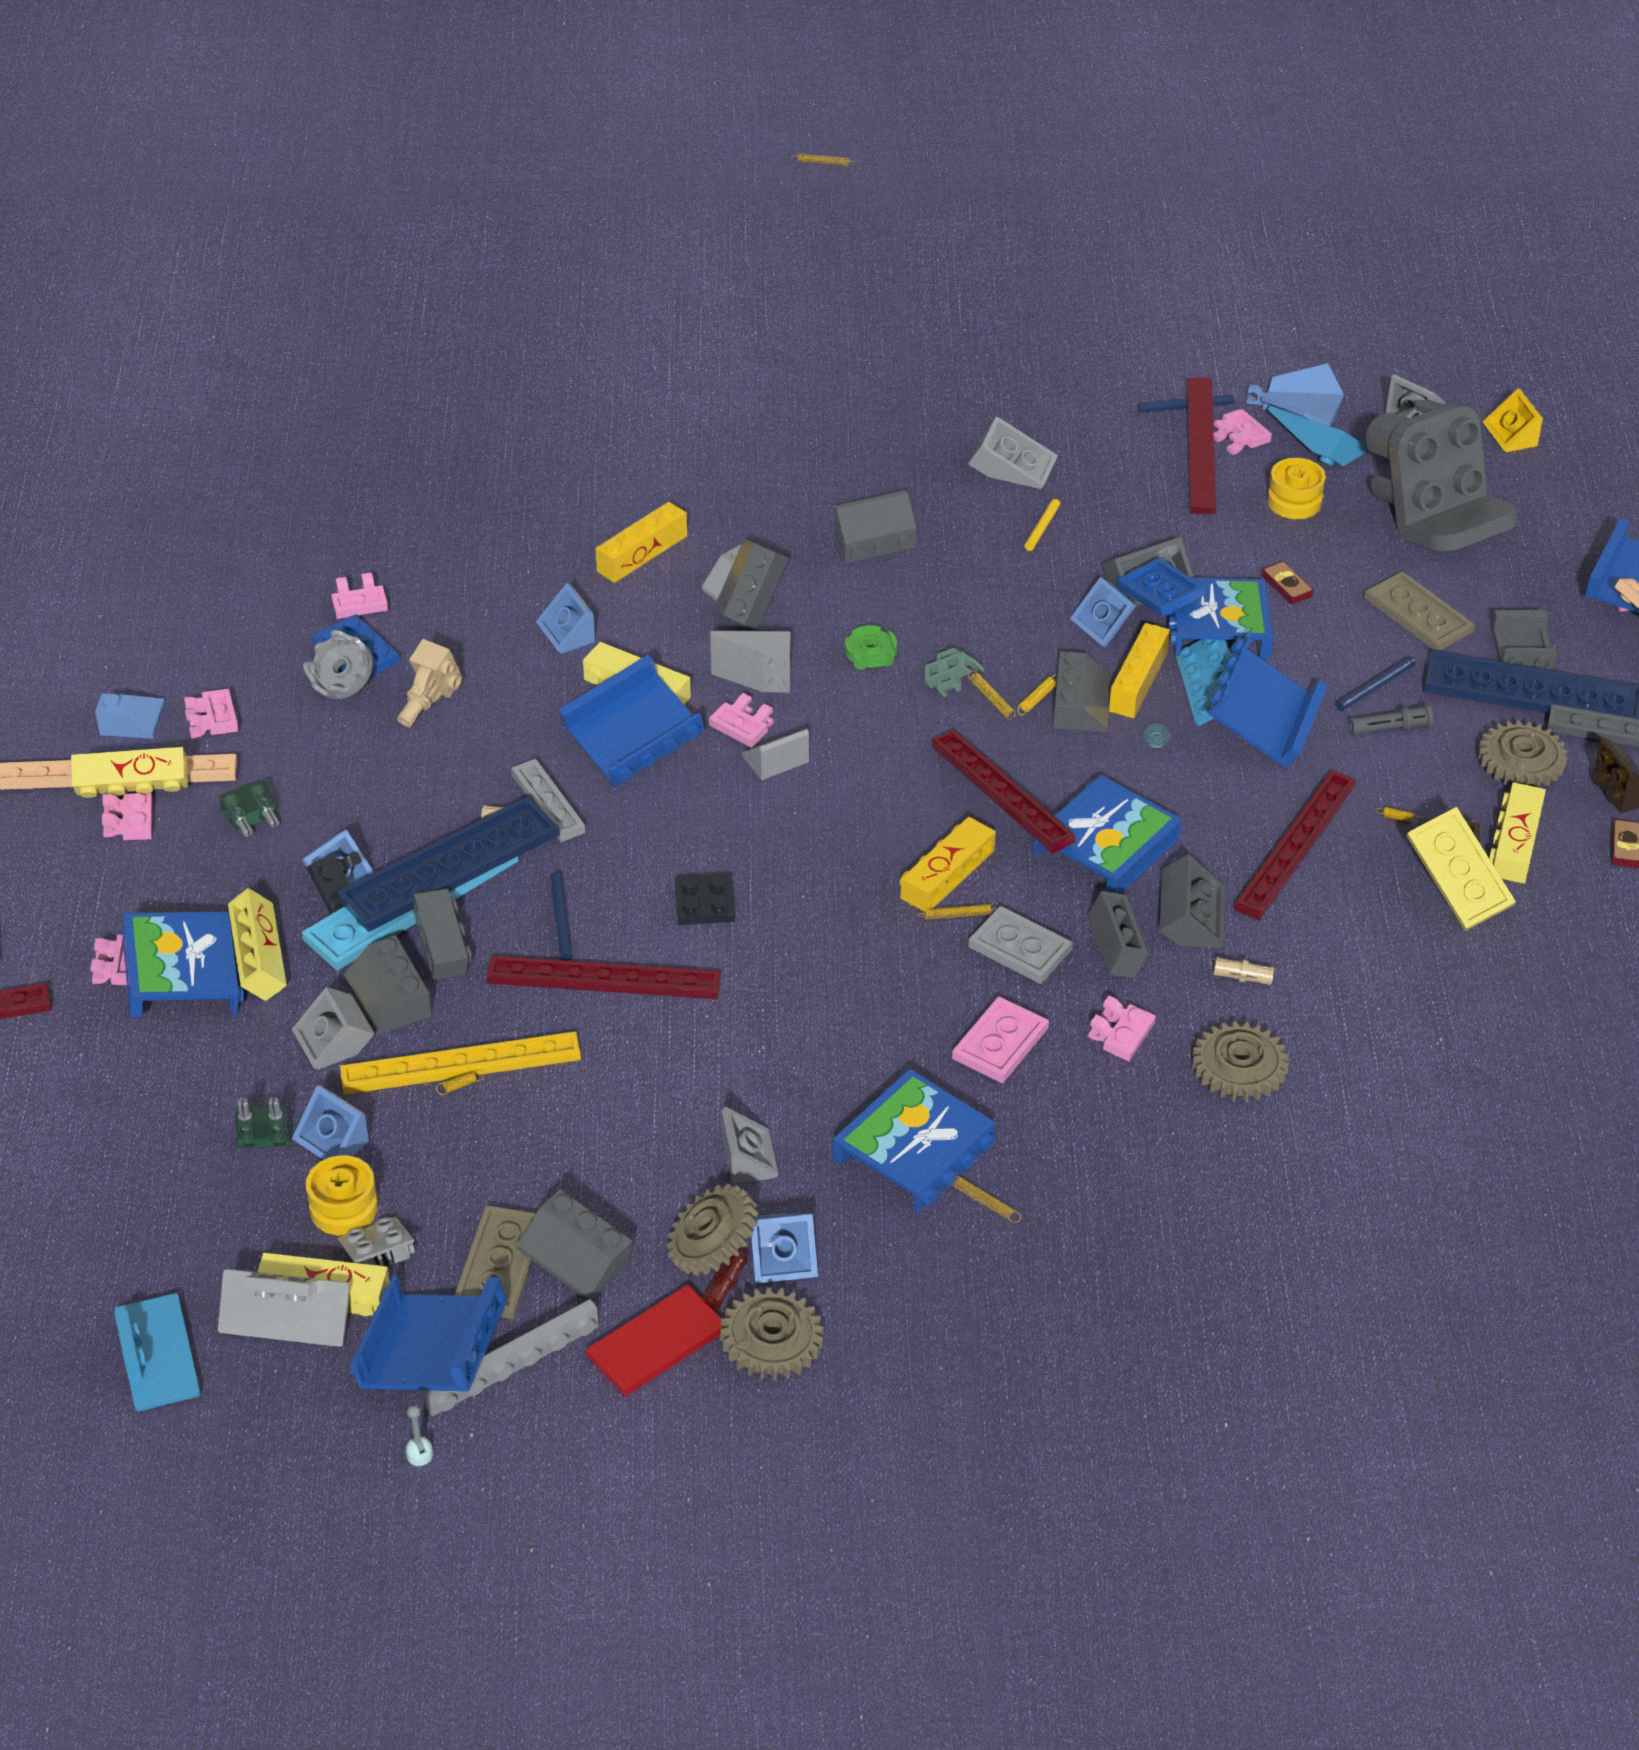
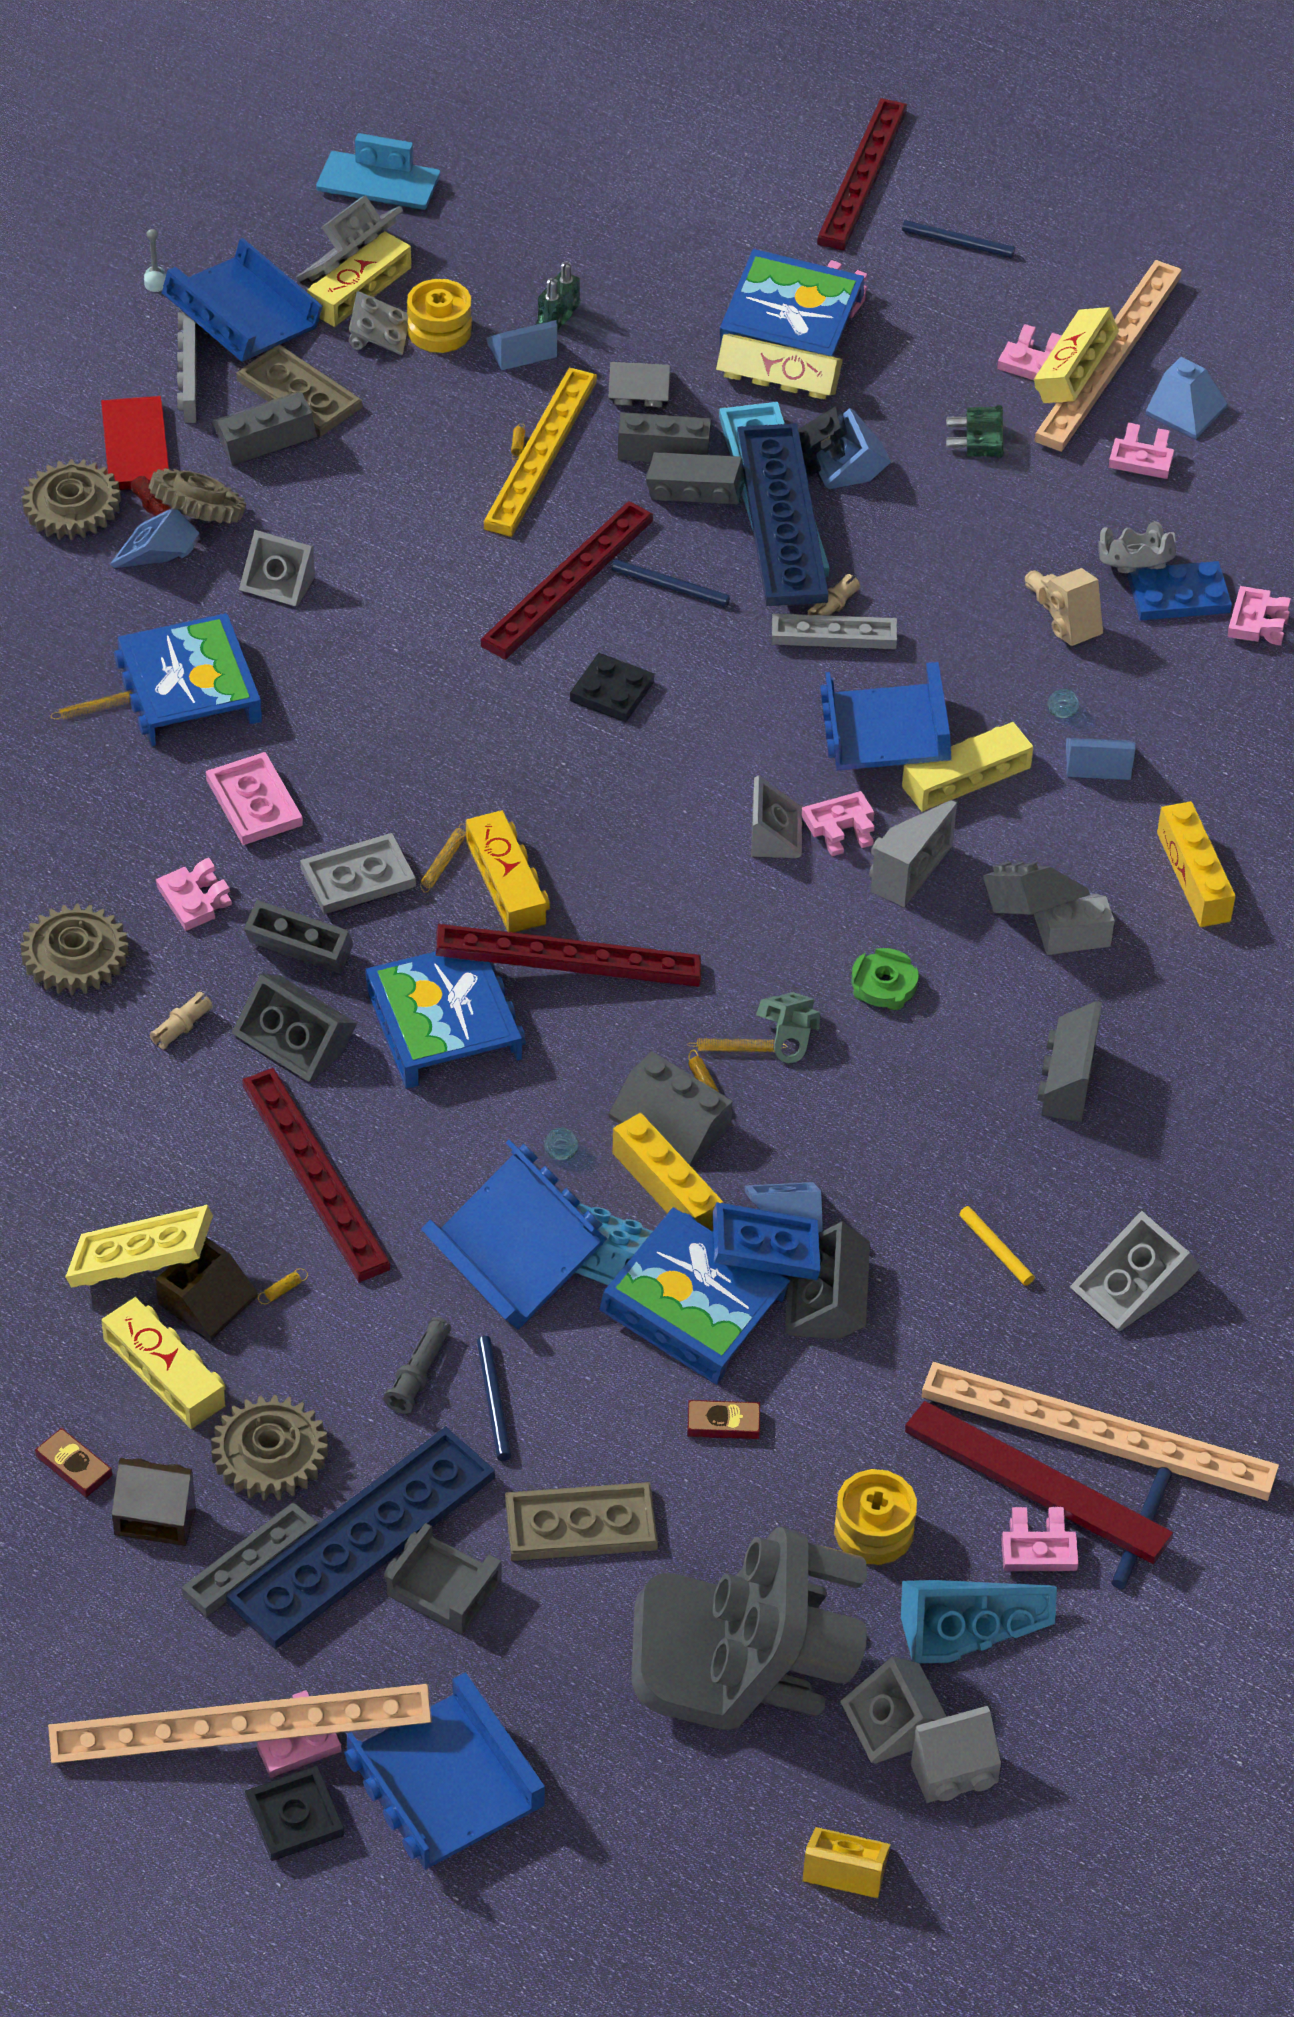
camera: 120 degrees right, 5 degrees up
(528, 660) = (1063, 703): none -> clear light blue plate
(1141, 438) = (1100, 1431): none -> light nougat plate
(1304, 392) = (1050, 1642): medium blue panel -> none

